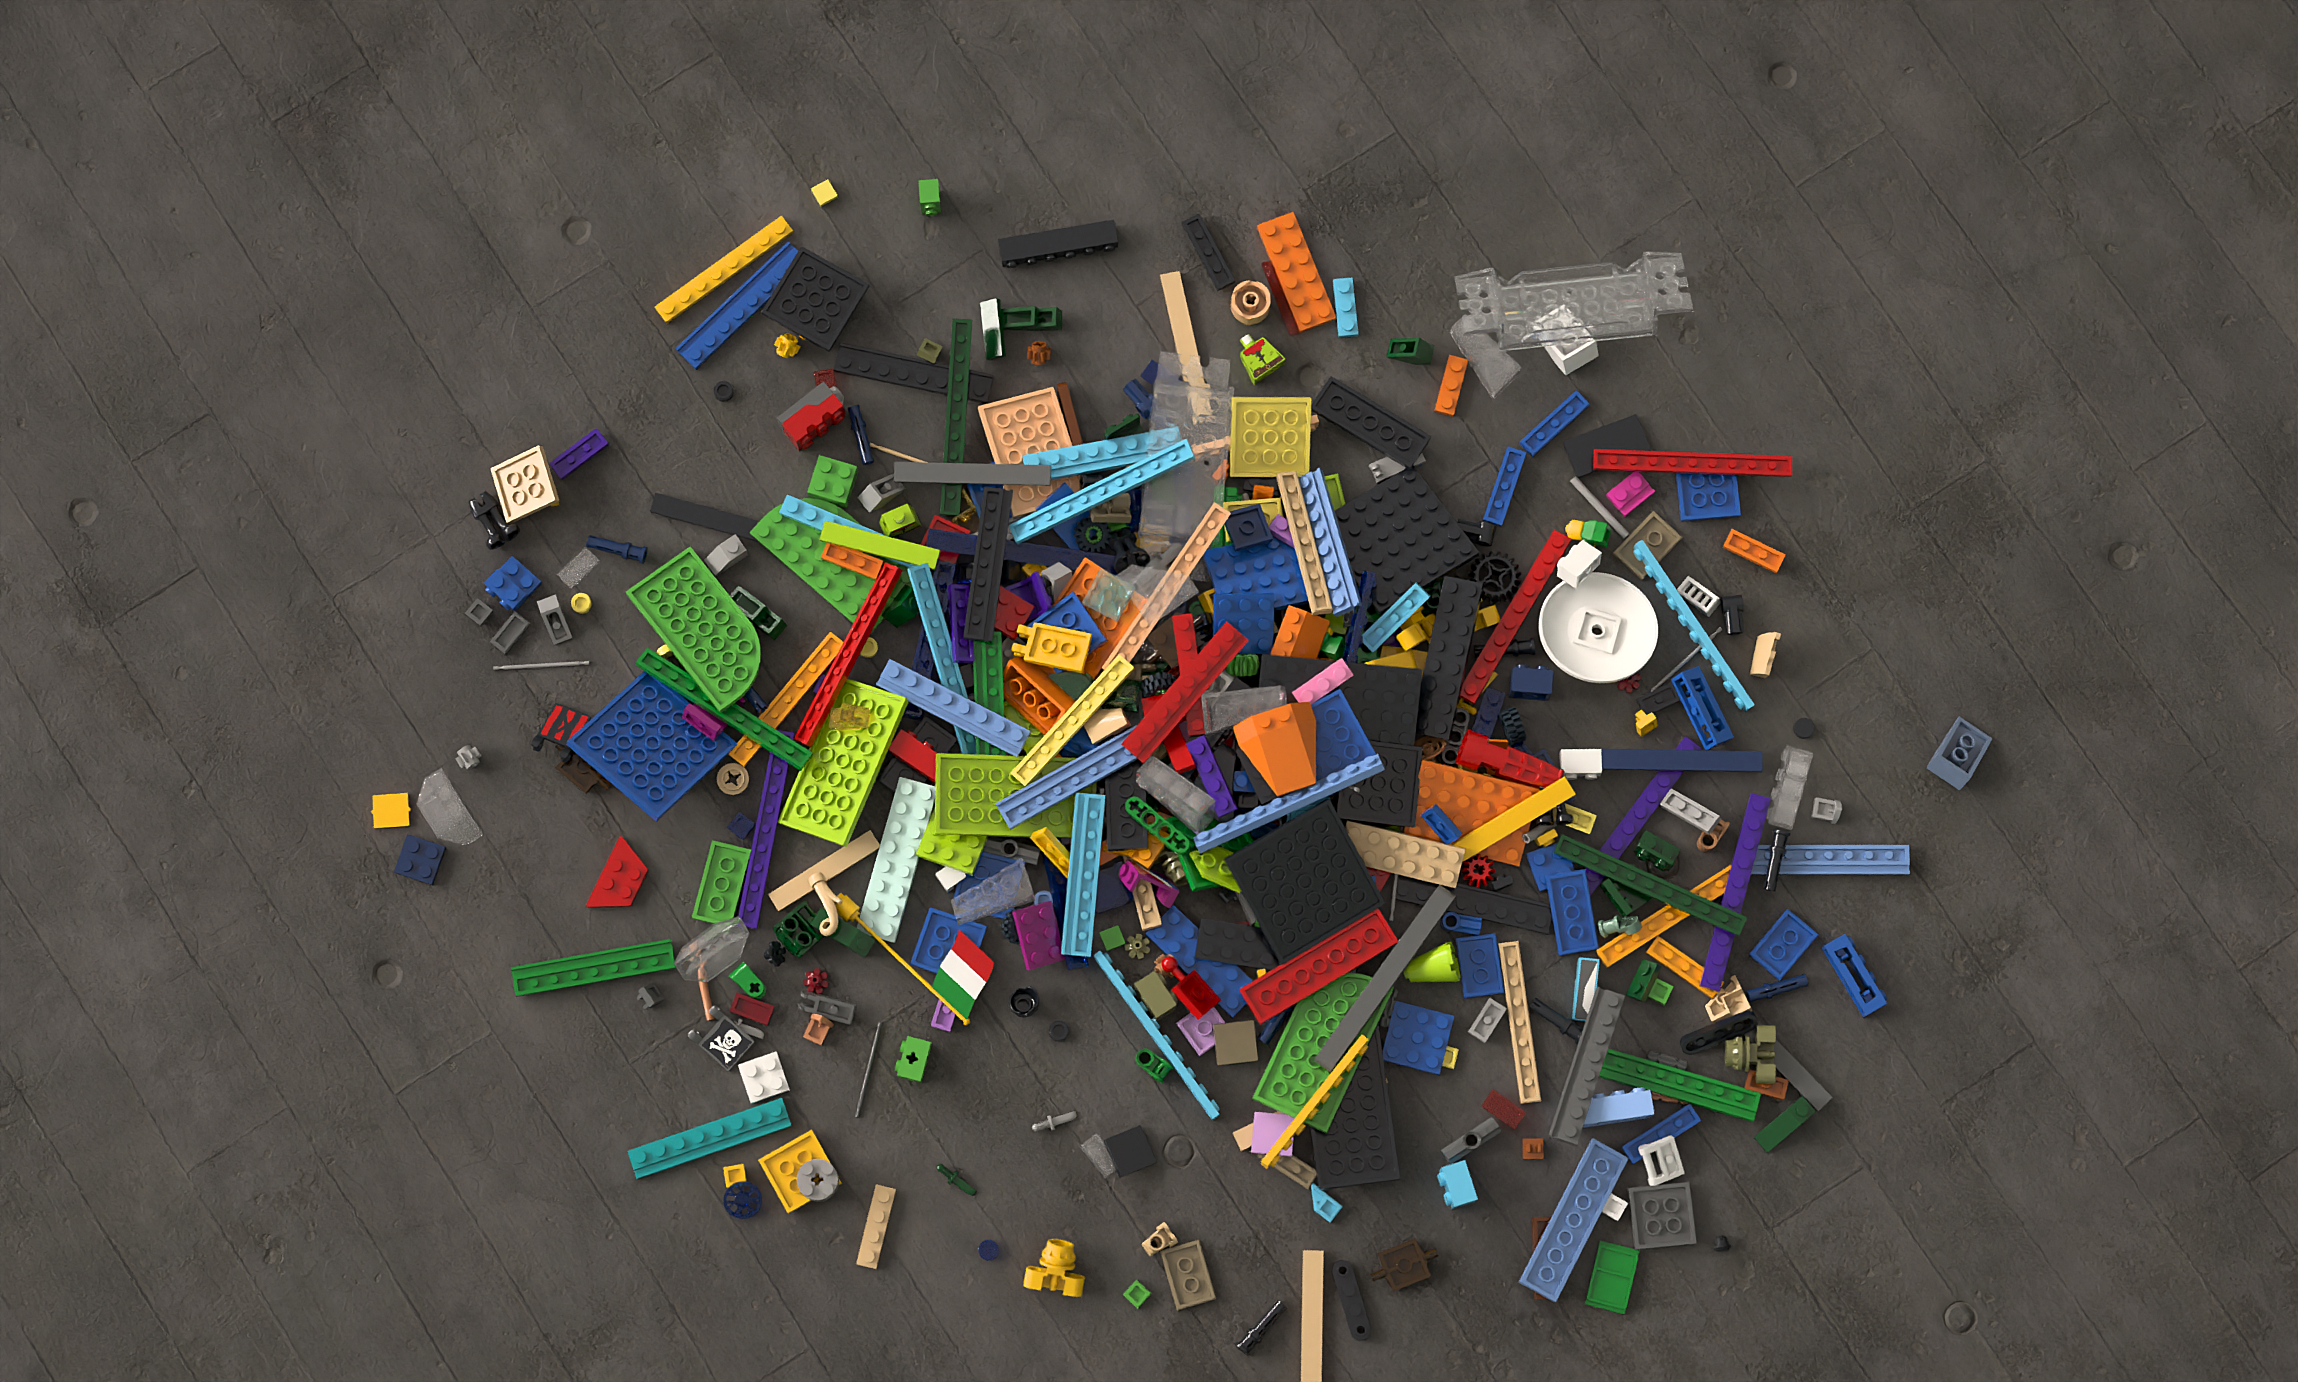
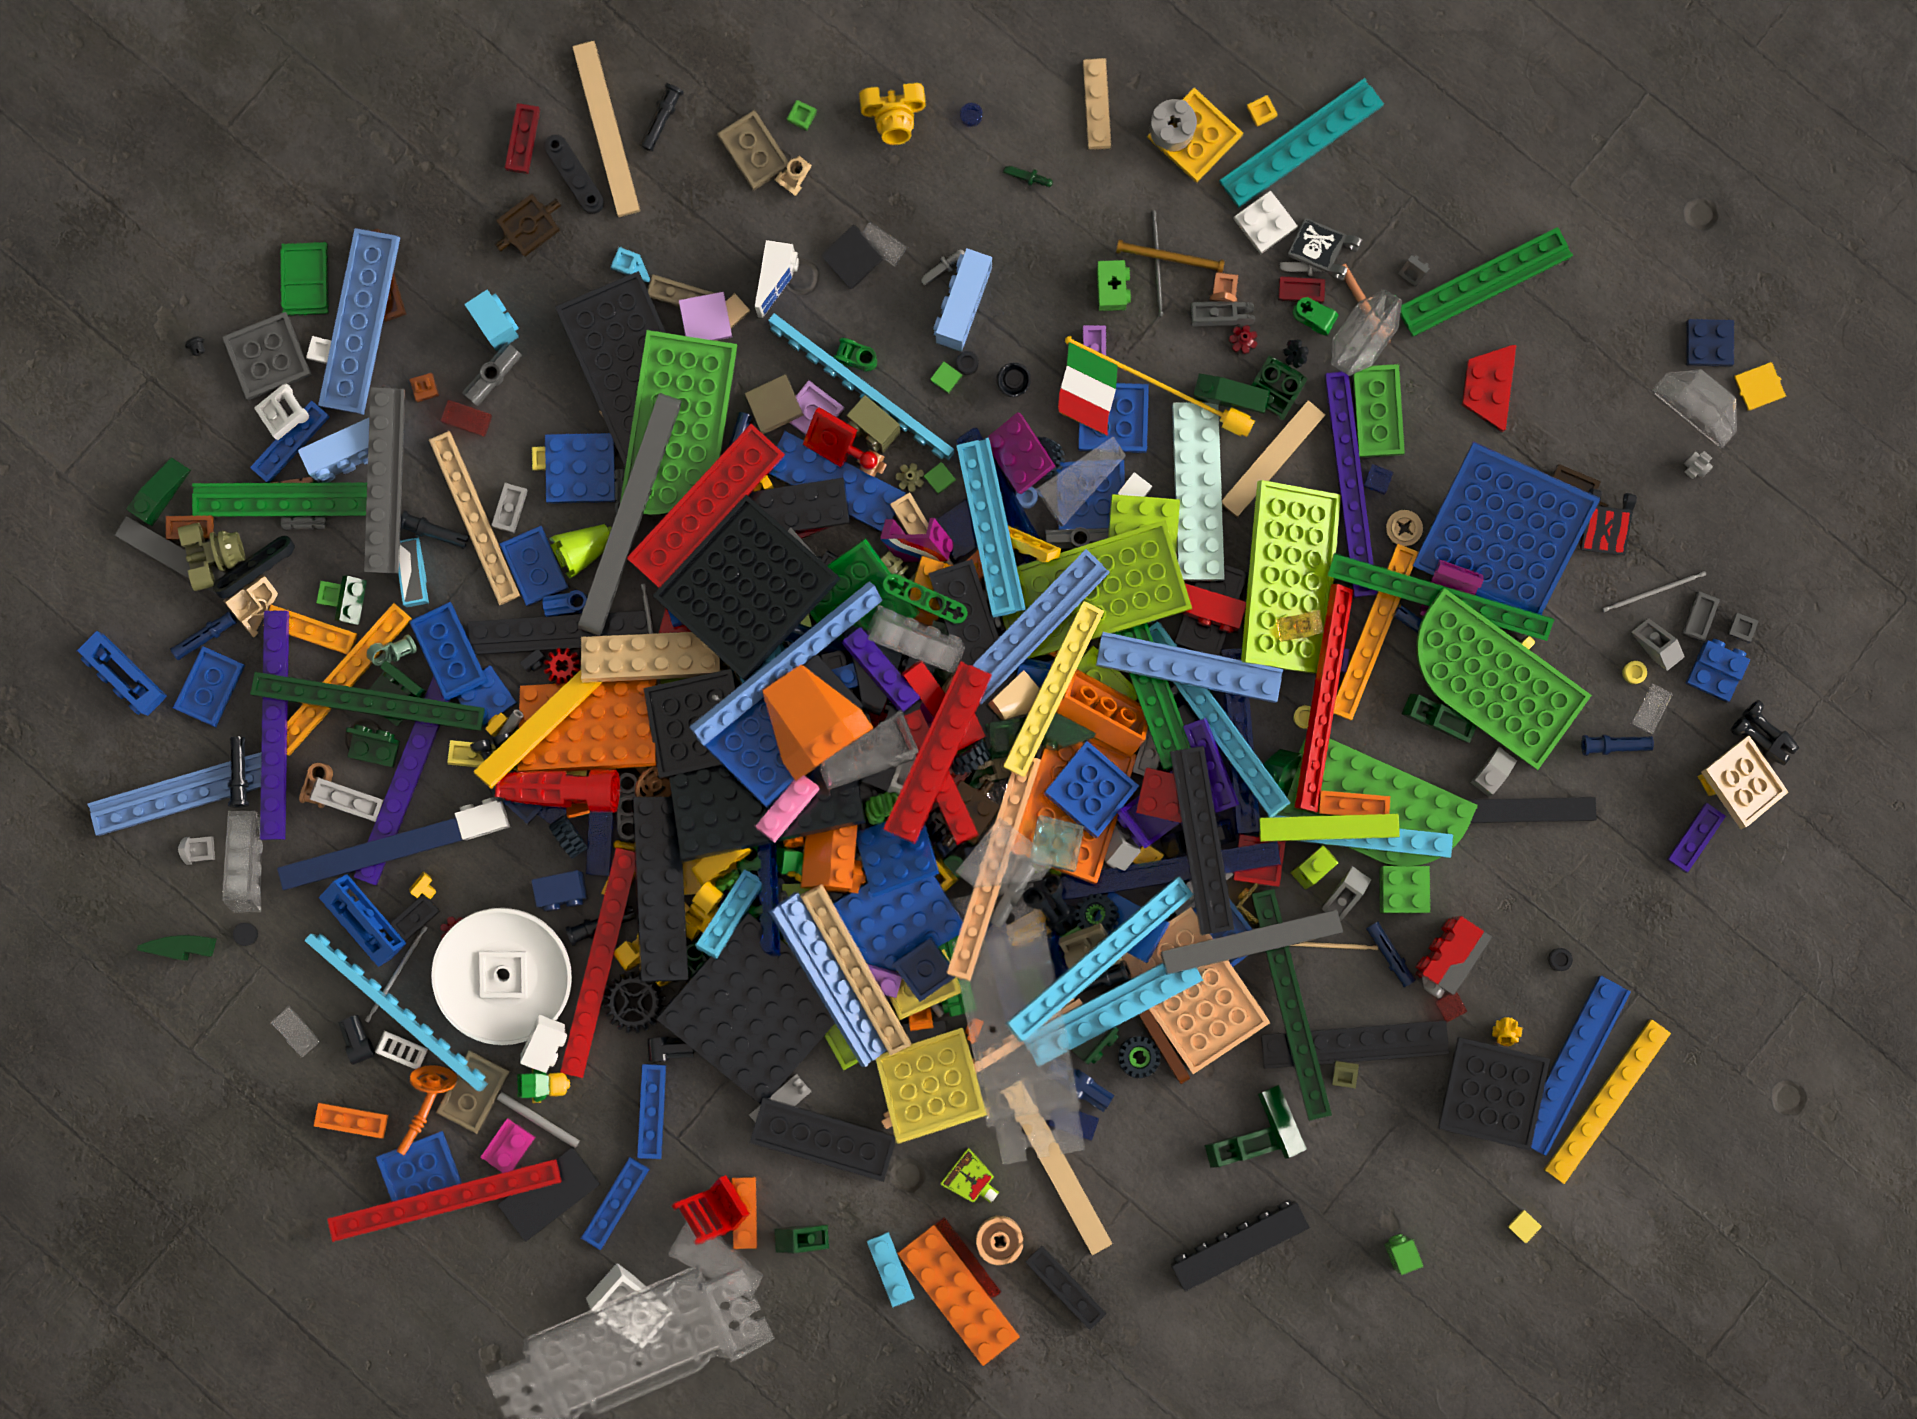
camera: 165 degrees right, 5 degrees up
(742, 1199) = (1245, 88): clear blue wheel -> none
(819, 884) = (1259, 423): tan plant -> none
(856, 1071) = (1170, 256): none -> pearl gold bar
(1039, 353) = (1221, 1108): dark orange gear -> none
(1045, 1081) = (964, 299): none -> light blue brick
(1053, 647) = (1099, 767): yellow tile -> none
(1080, 1023) = (946, 377): none -> bright green tile
(1082, 414) = (1128, 1063): none -> black bush
(1200, 1154) = (776, 272): none -> white slope
(1213, 868) = (851, 570): lime tile -> none
(1279, 615) = (858, 877): none -> orange plate
(1310, 1109) = (670, 347): yellow plate -> none
(1387, 1345) = (522, 138): none -> dark red plate
(1389, 648) = (728, 881): none -> bright green plant
(1441, 824) = (614, 698): blue plate -> none
(1467, 393) = (722, 1206): none -> red plate
(1679, 553) = (433, 1085): none -> orange dish
(1764, 654) = (308, 1002): tan slope -> none
(1787, 644) = (295, 1031): none -> clear slope
(1861, 733) = (180, 946): none -> dark green slope
(1959, 753) = (63, 955): sand blue slope -> none

